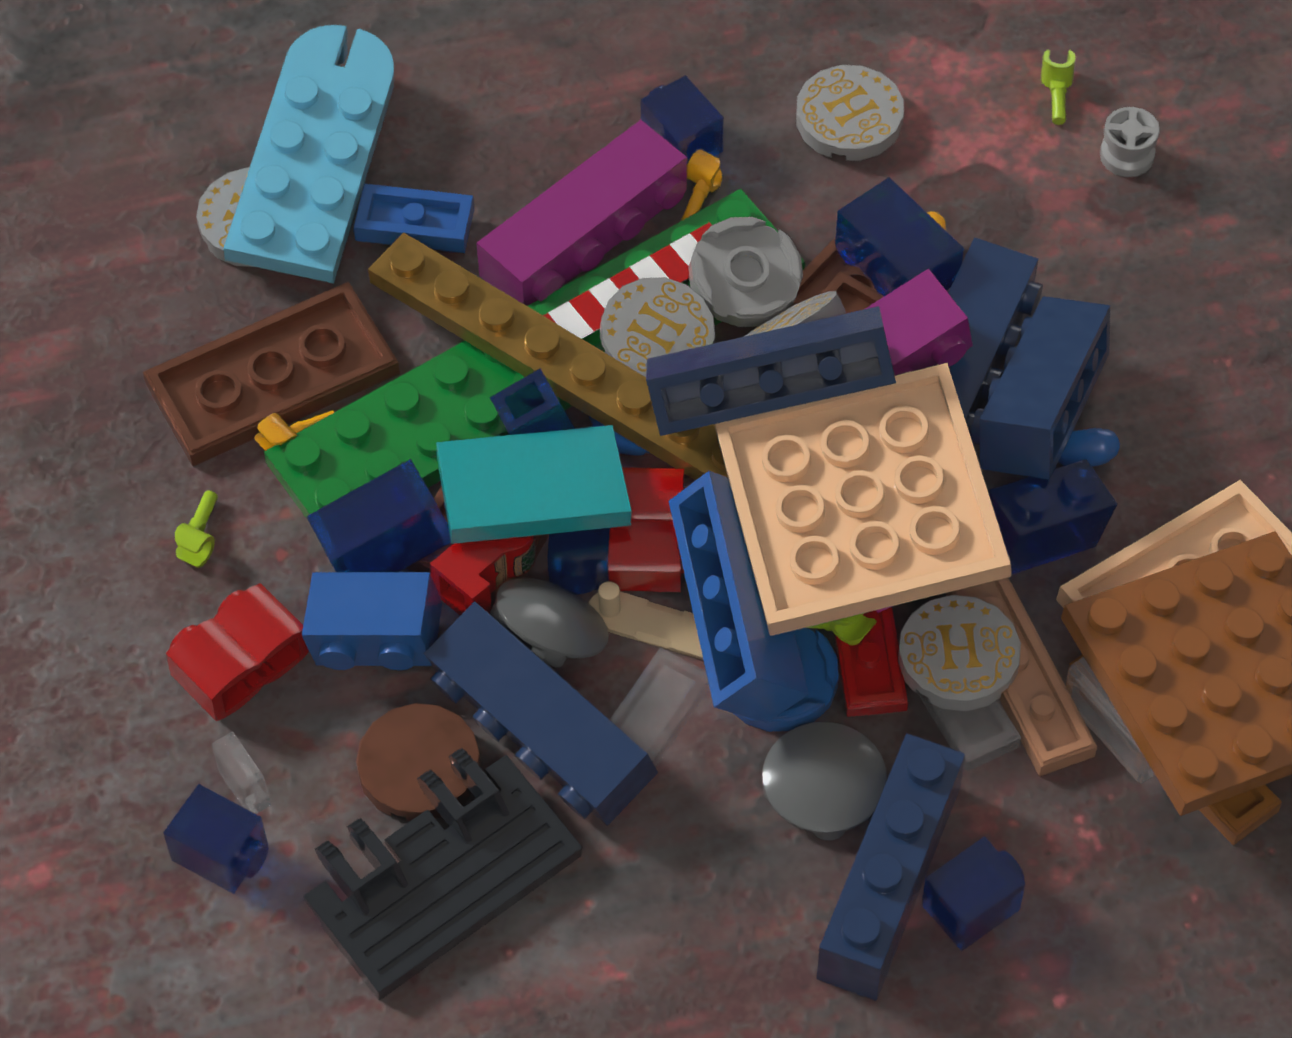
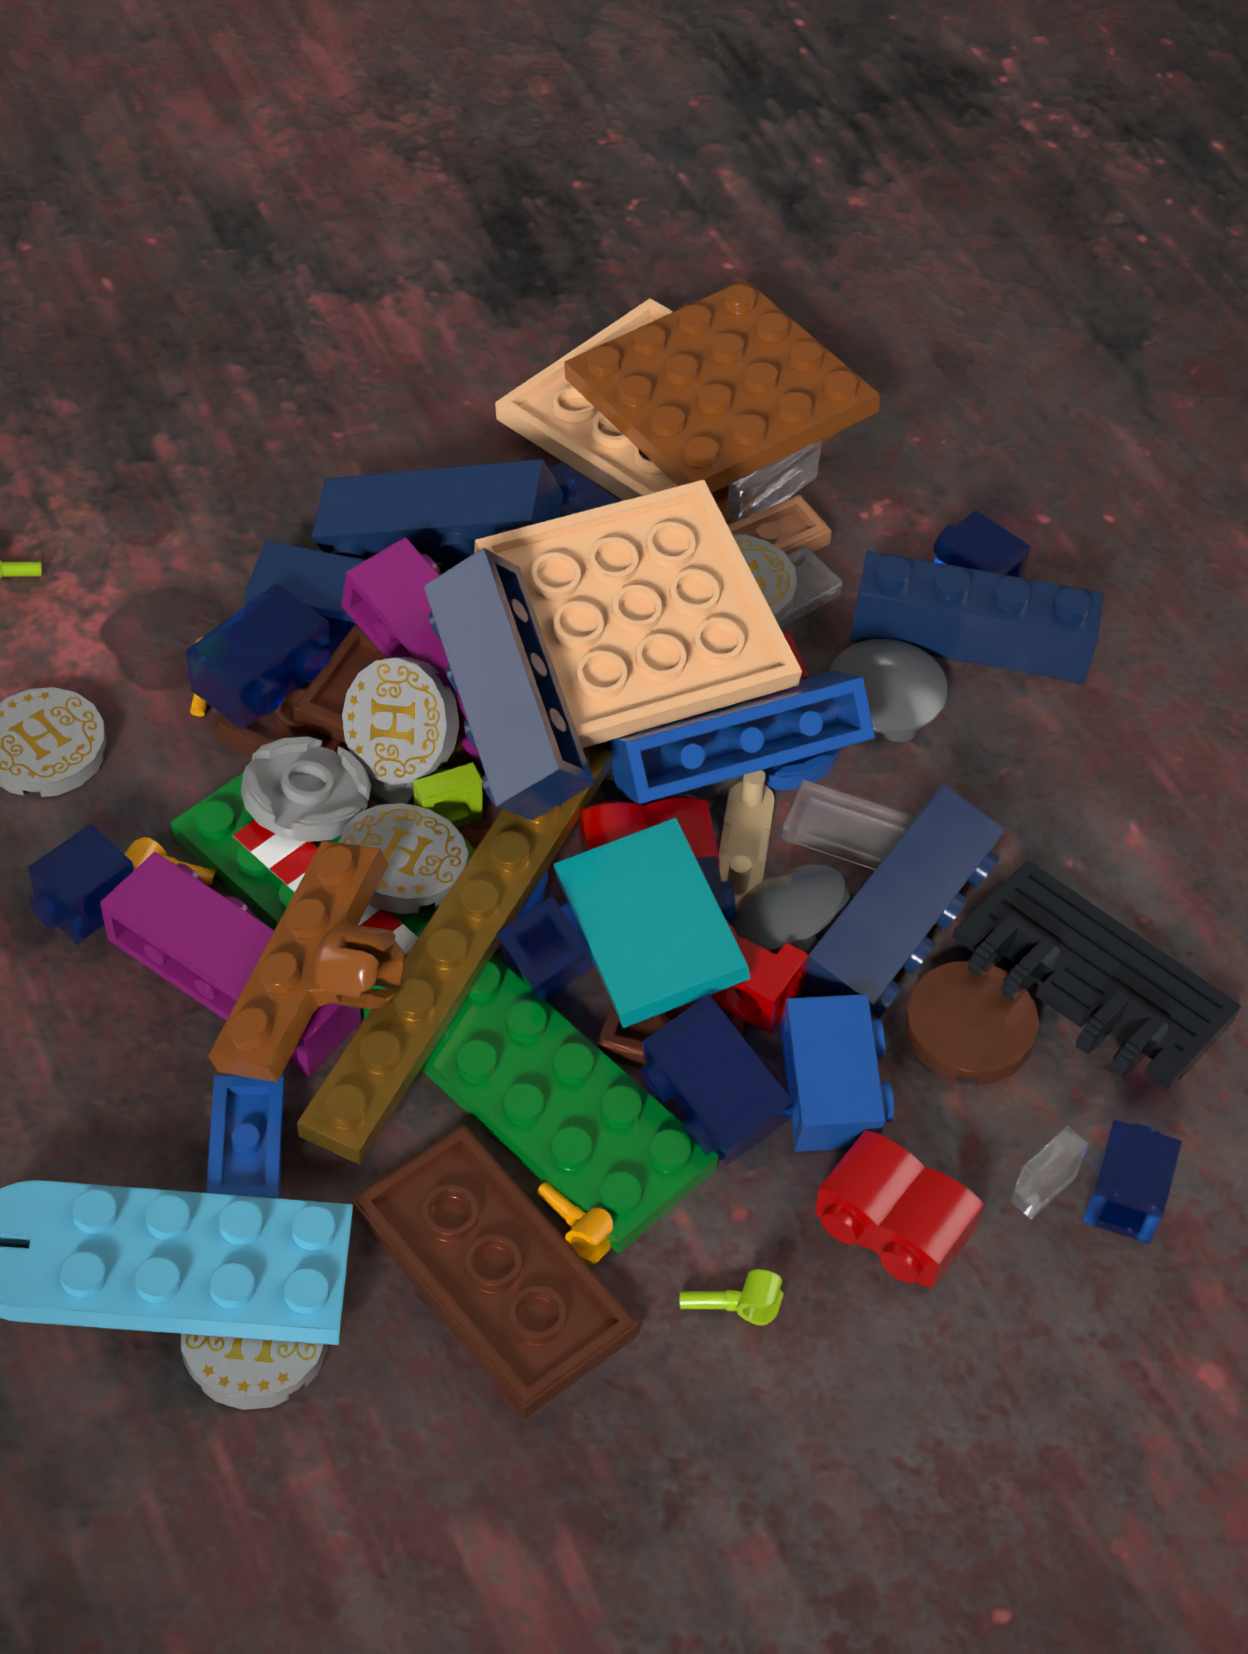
camera: 105 degrees left, 5 degrees down
(536, 240) = (312, 961): none -> dark orange plate
(1139, 132) = (78, 501): light grey wheel -> none

